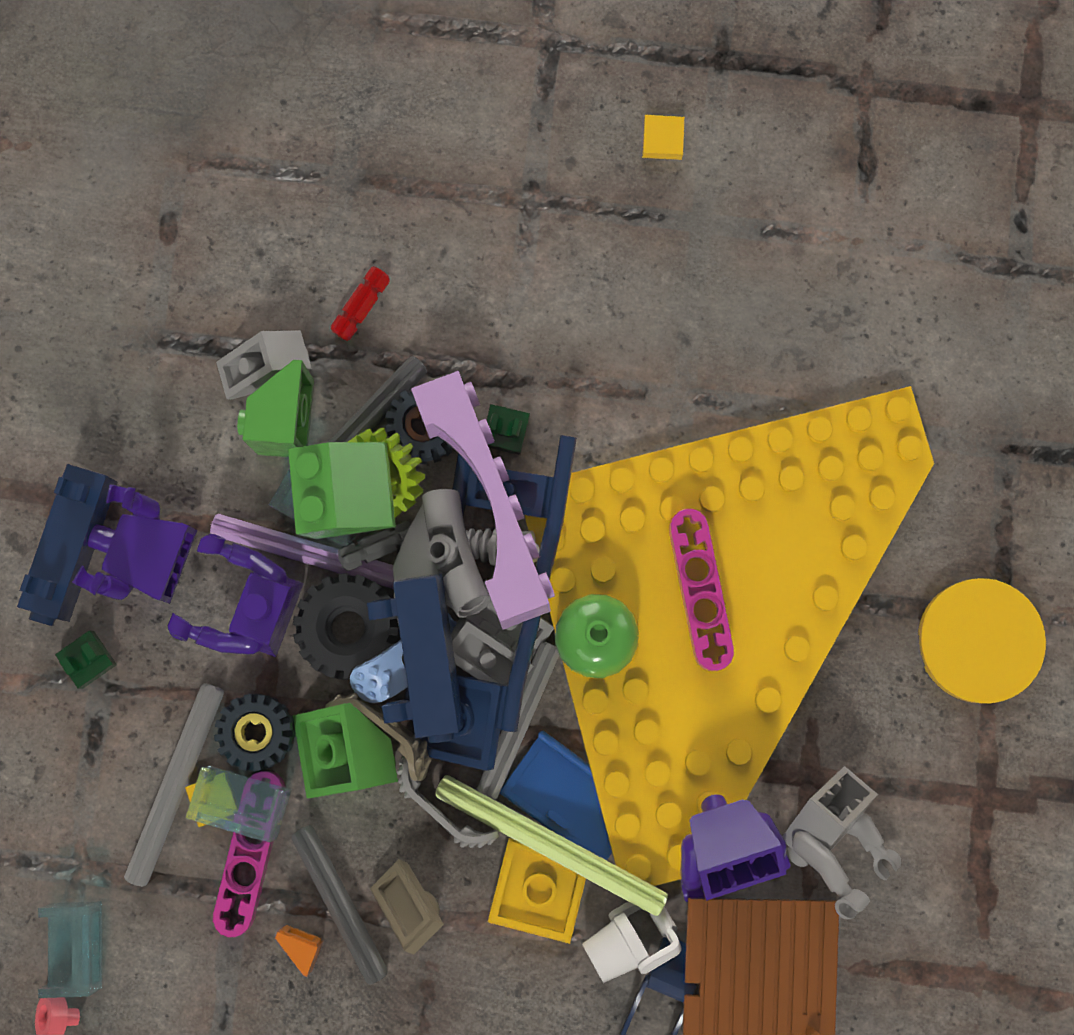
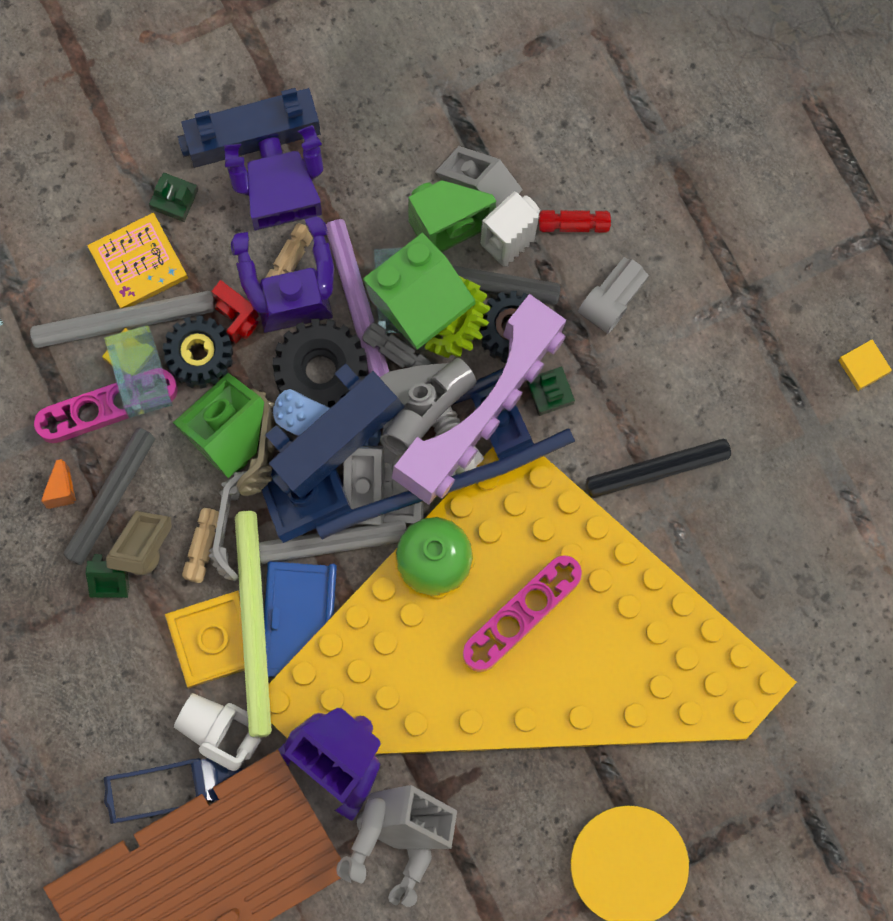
camera: 55 degrees right, 5 degrees down
(127, 734) = (137, 261): none -> yellow tile
(217, 585) = (292, 251): none -> tan axle
(231, 671) = (233, 305): none -> red bracket
(331, 364) = (510, 228): none -> white brick
(422, 963) = (104, 581): none -> dark green tile
(443, 846) = (200, 545): none -> tan axle
(457, 321) = (608, 302): none -> light grey piece
(640, 380) = (658, 468): none -> black axle

